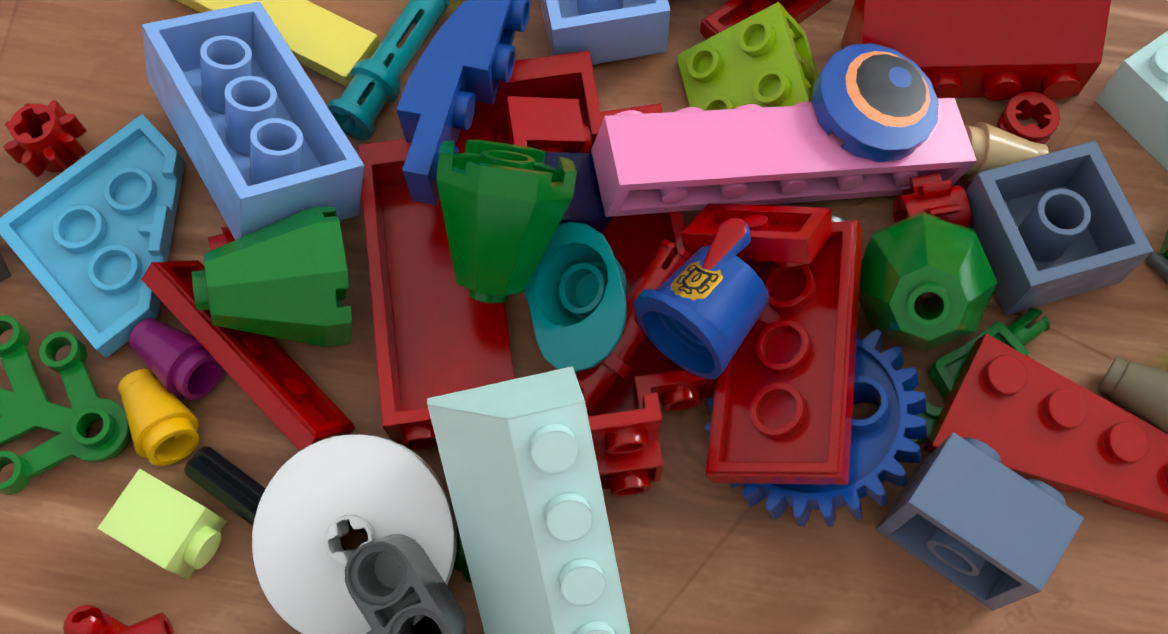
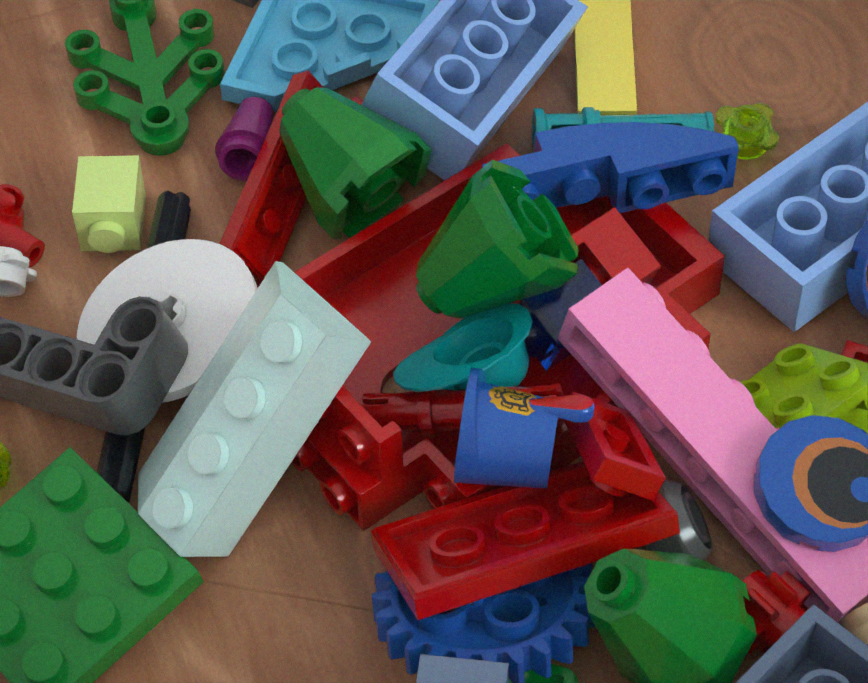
camera: 60 degrees right, 15 degrees down
(157, 419) = (189, 155): yellow cone -> none

